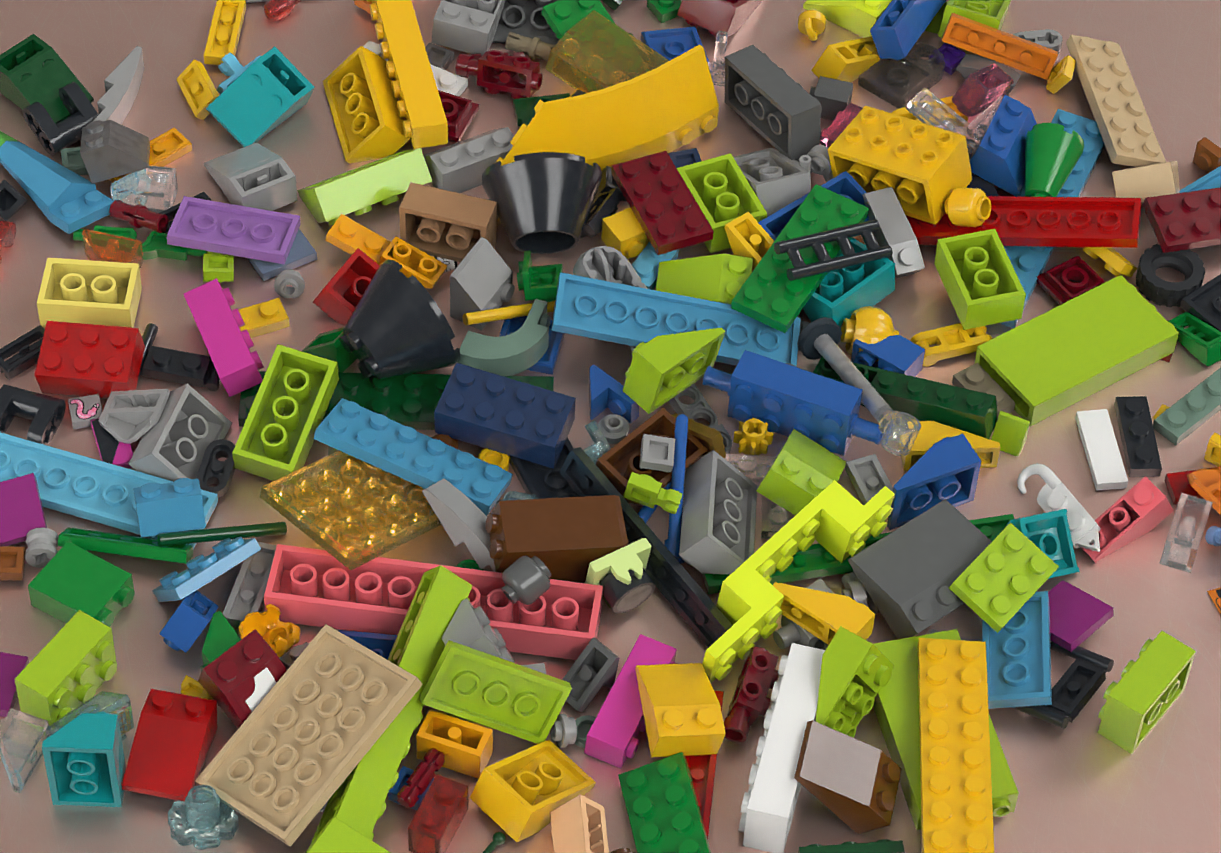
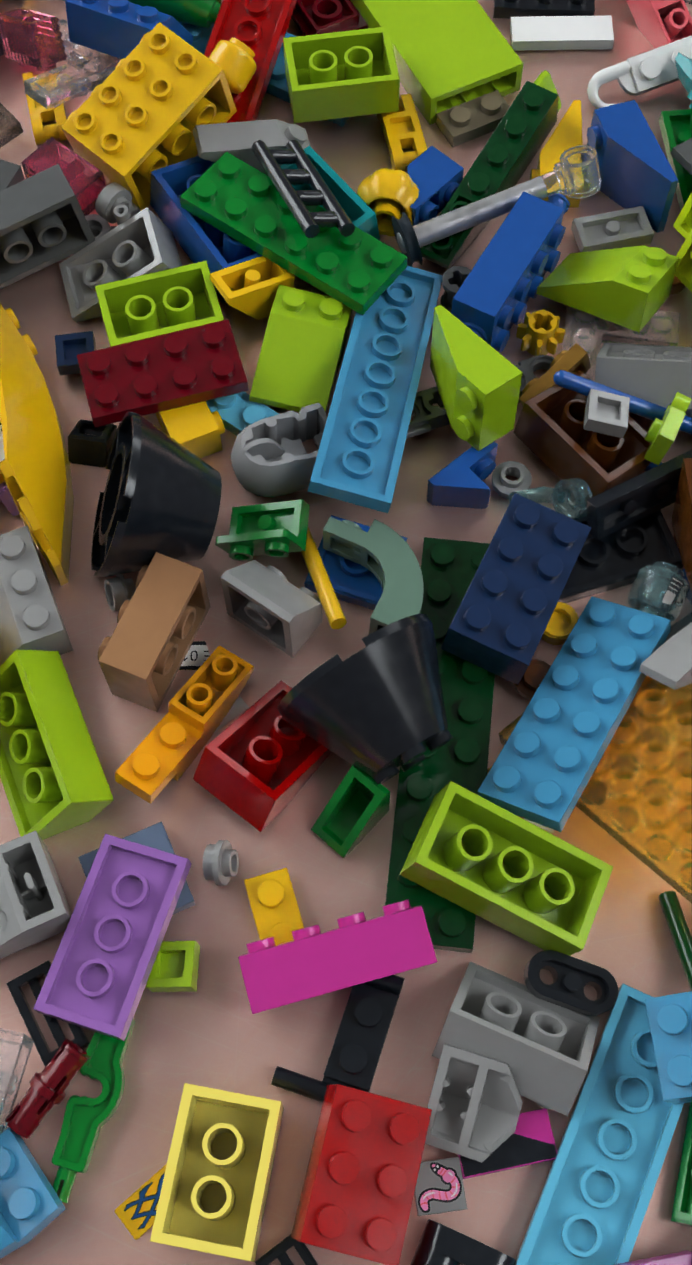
camera: 80 degrees left, 15 degrees up
(112, 248) = (129, 1134): clear orange slope -> none

